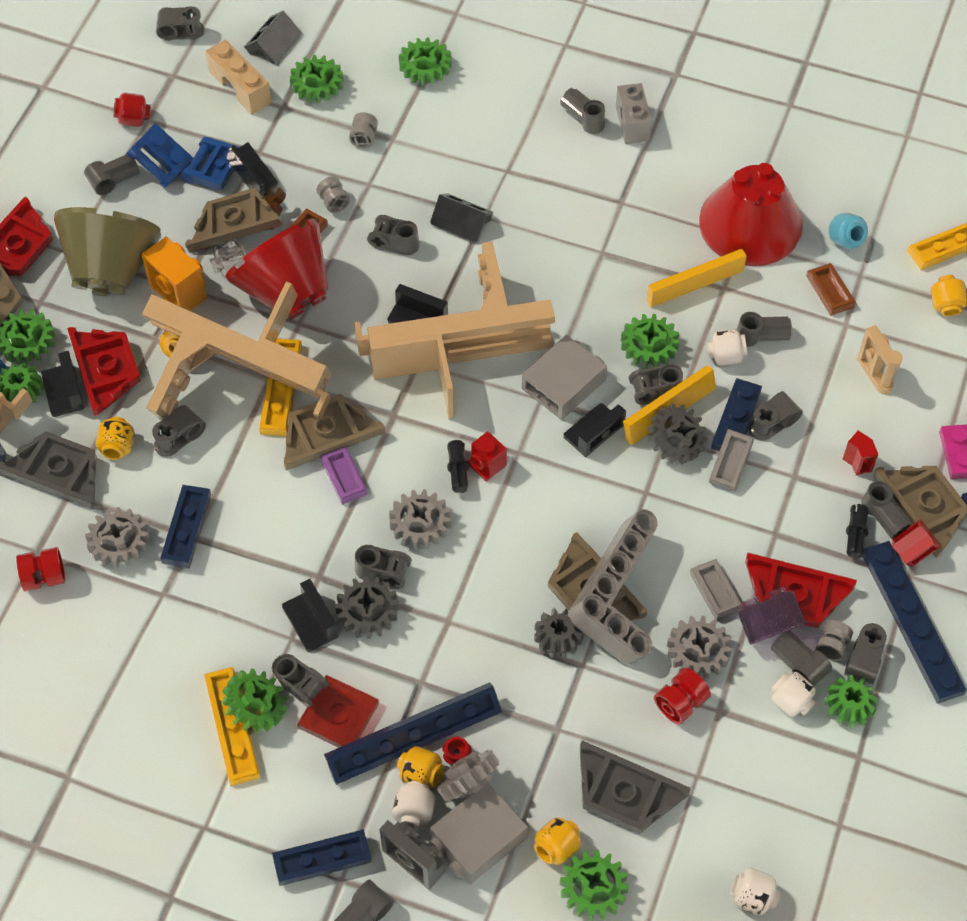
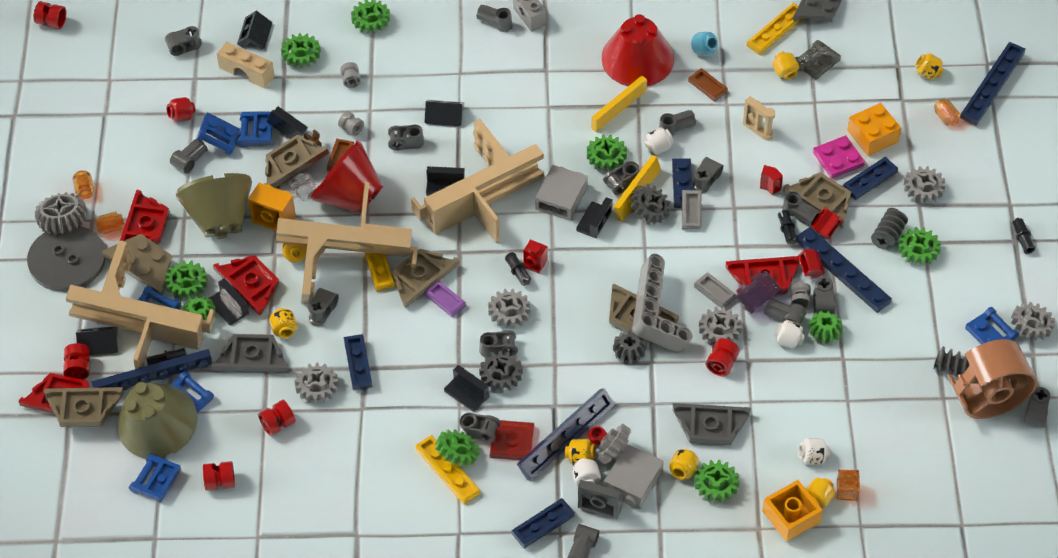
camera: 20 degrees left, 5 degrees down
(868, 597) = (811, 263): none -> red piece

